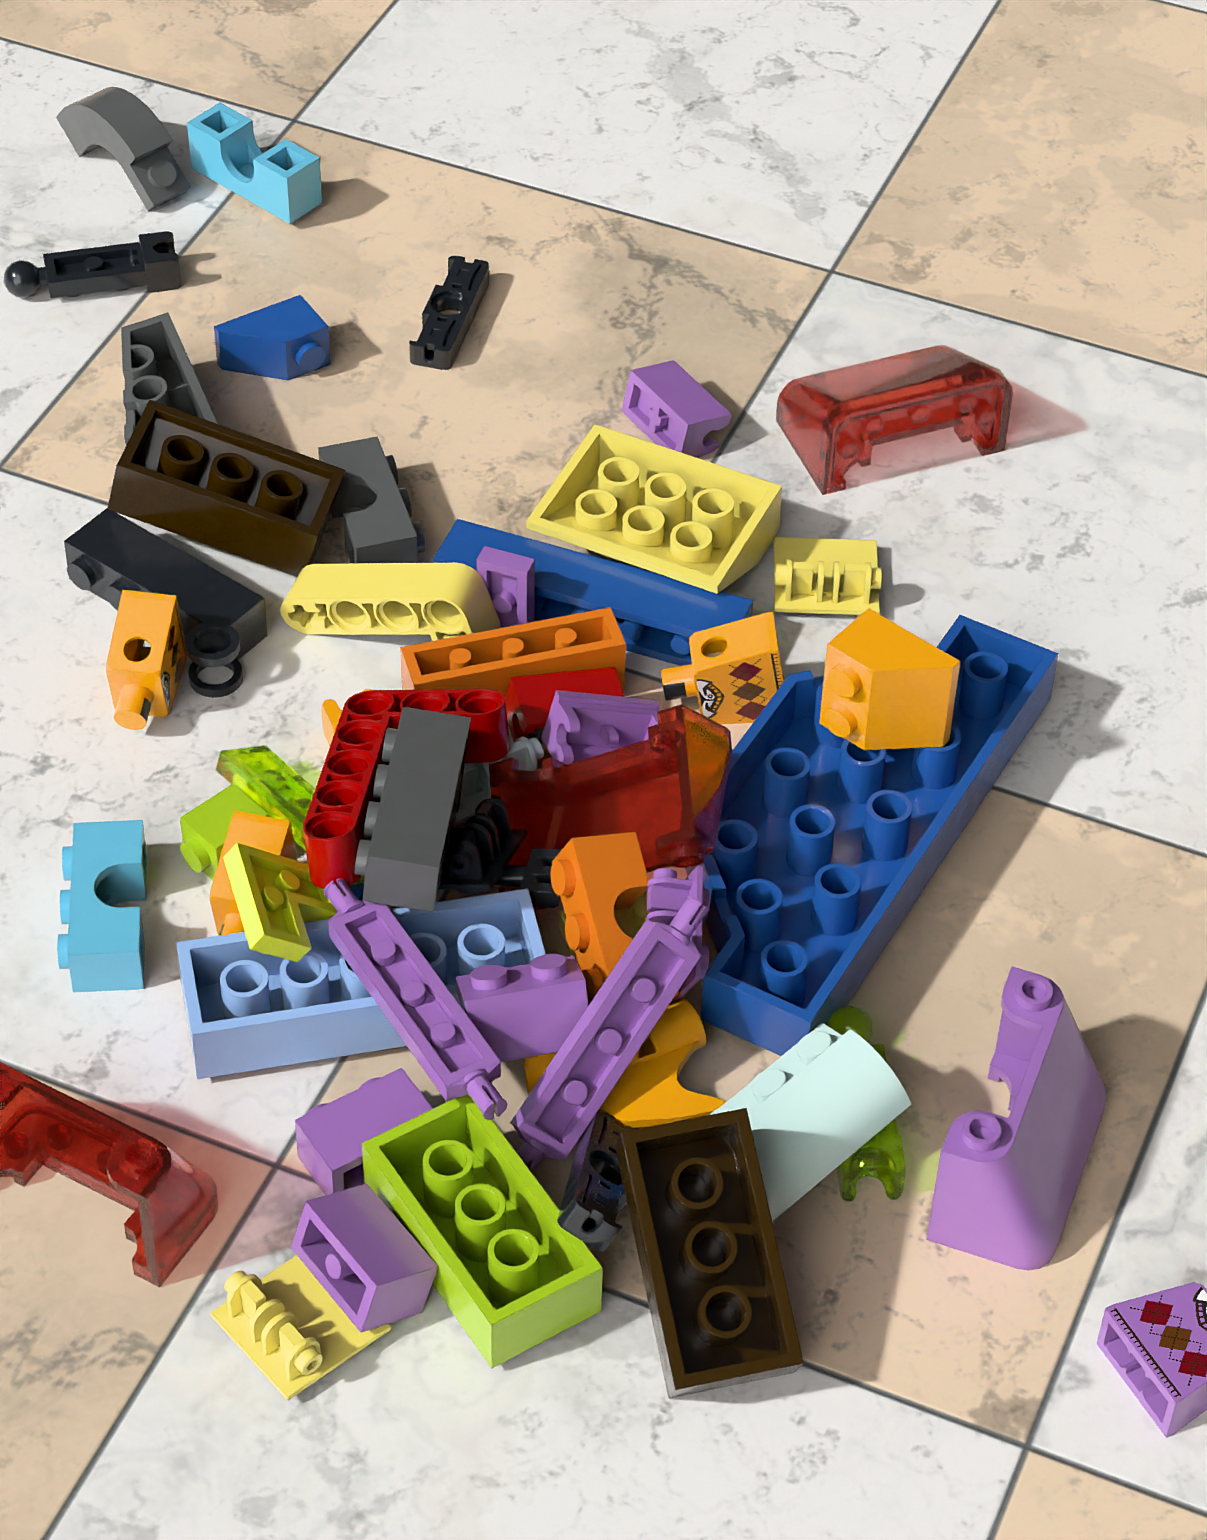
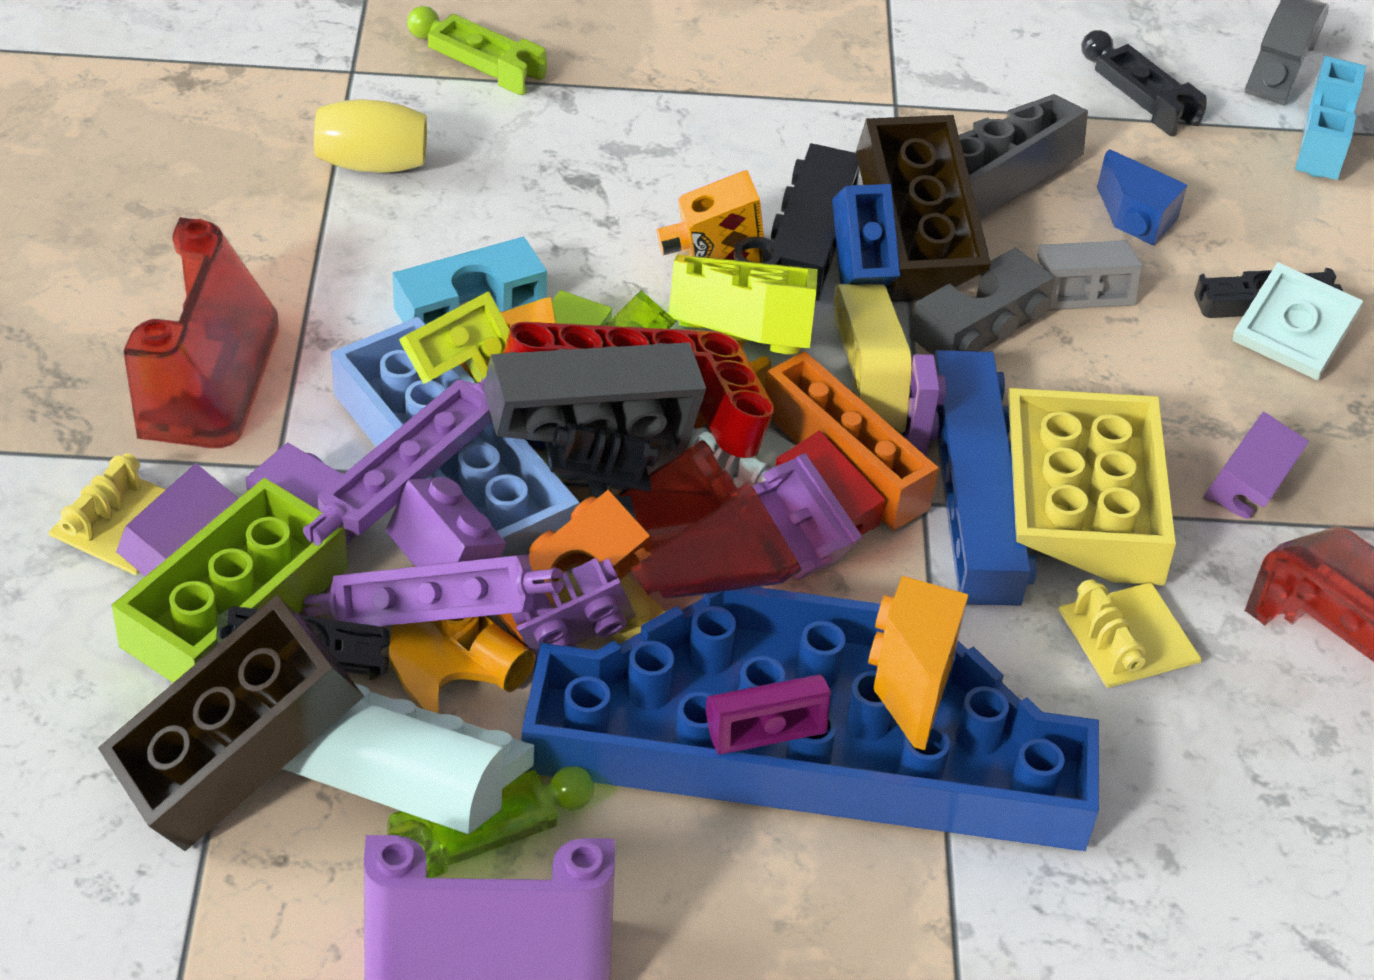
camera: 65 degrees right, 0 degrees up
(254, 544) = (866, 235): none -> blue brick
(297, 664) = (745, 300): none -> neon yellow brick
(362, 408) = (1091, 274): none -> light grey hinge
(512, 304) = (1297, 321): none -> light aqua hinge
(731, 670) = (945, 563): light orange torso -> none
(879, 823) = (768, 714): none -> magenta brick

